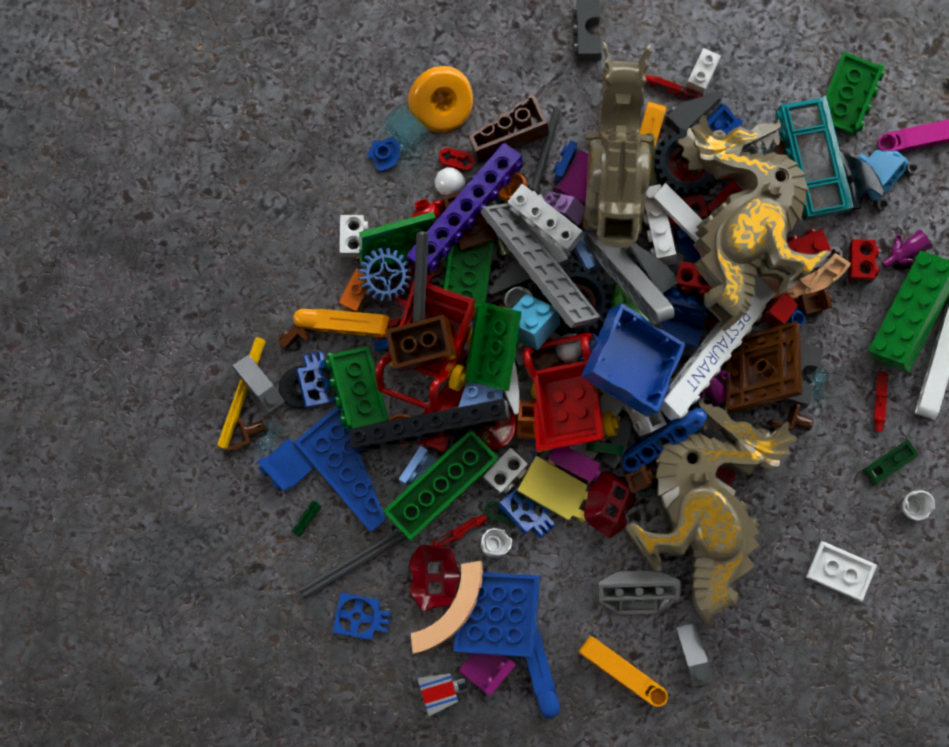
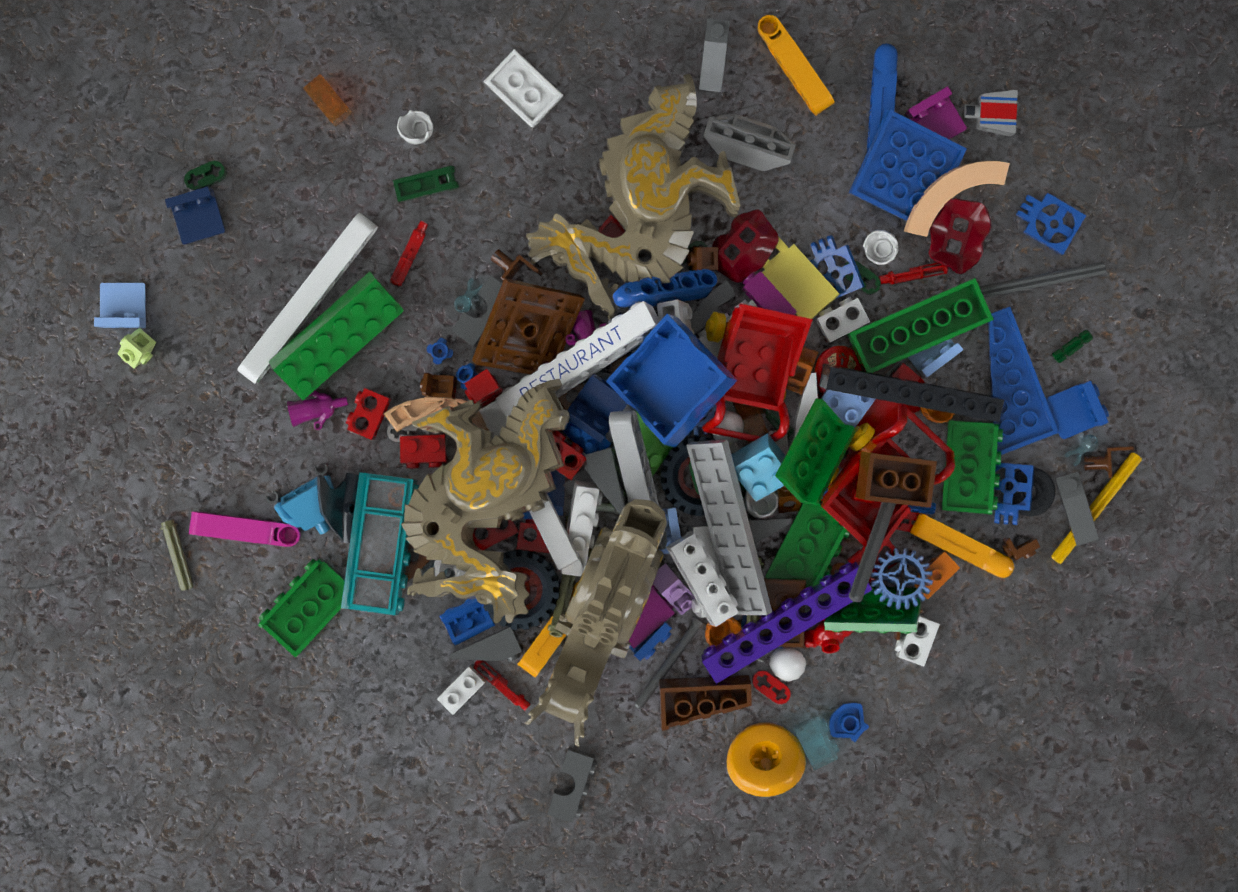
camera: 160 degrees left, 10 degrees up
(605, 448) = (726, 300): dark green beam -> none
(824, 325) = (433, 350): none -> blue plate

